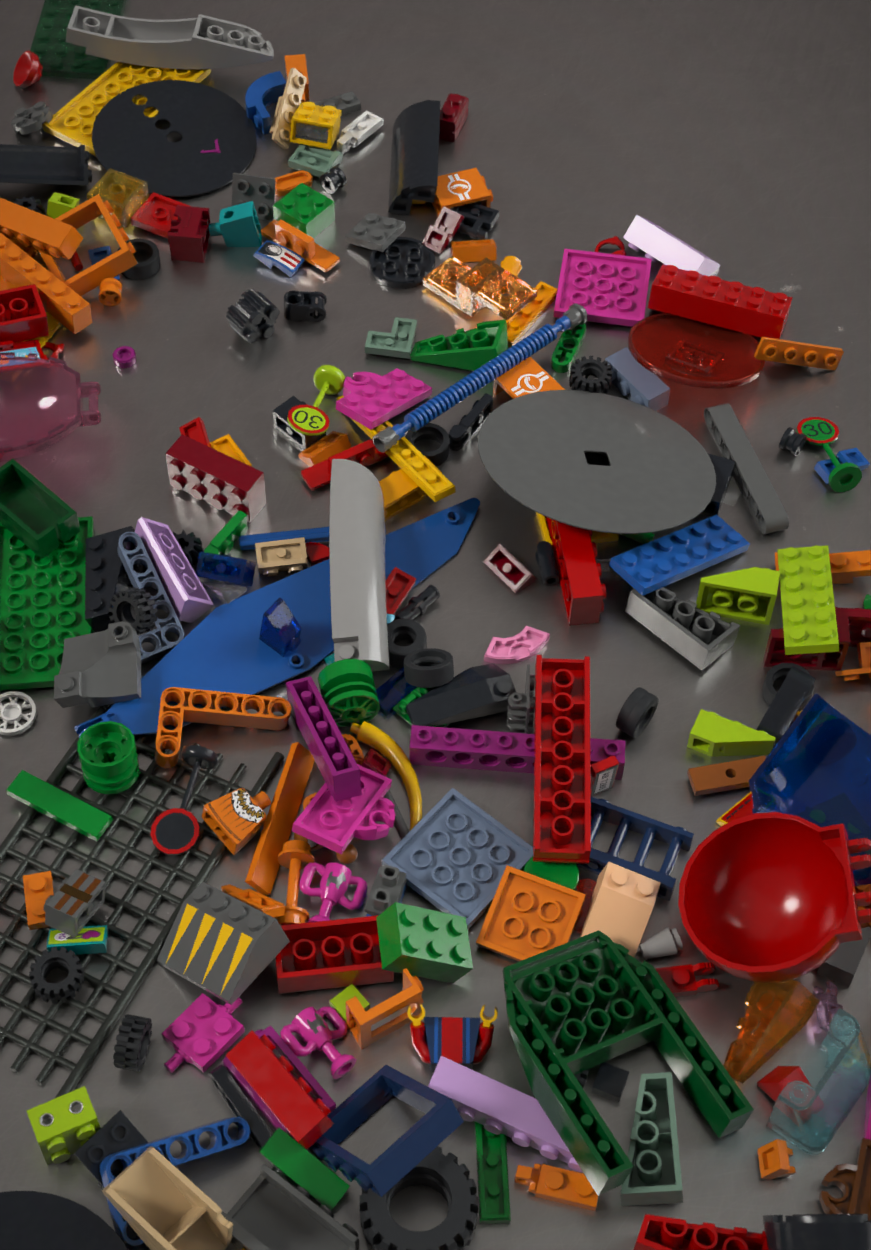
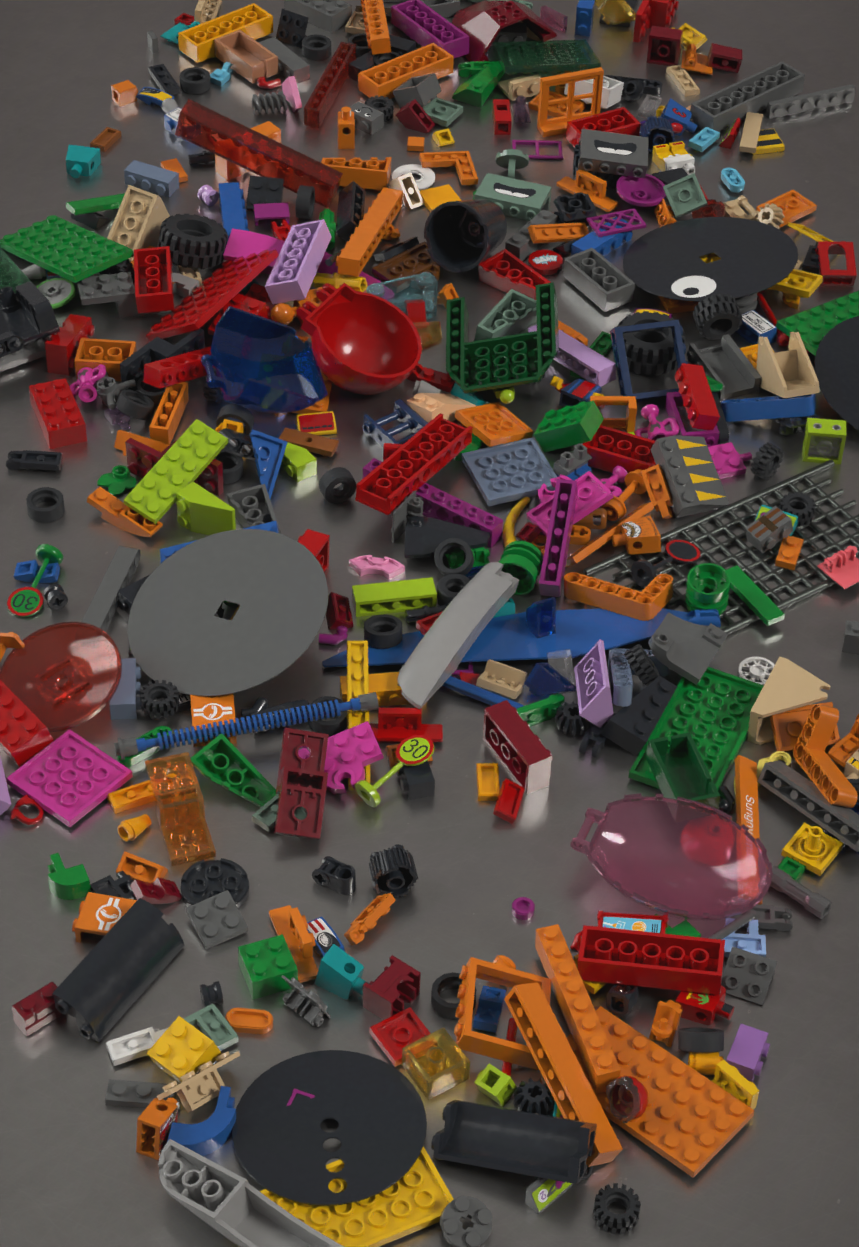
camera: 150 degrees left, 10 degrees down
(251, 278) = (367, 918): none -> orange hinge
(389, 343) = (301, 783): none -> dark red bracket
(446, 540) = (383, 640): none -> black tyre
(465, 605) = (393, 596): none -> lime brick
(488, 534) = (336, 638): none -> magenta arm
(520, 207) = (69, 882): none -> green brick
(739, 699) = (268, 457): none -> blue wing

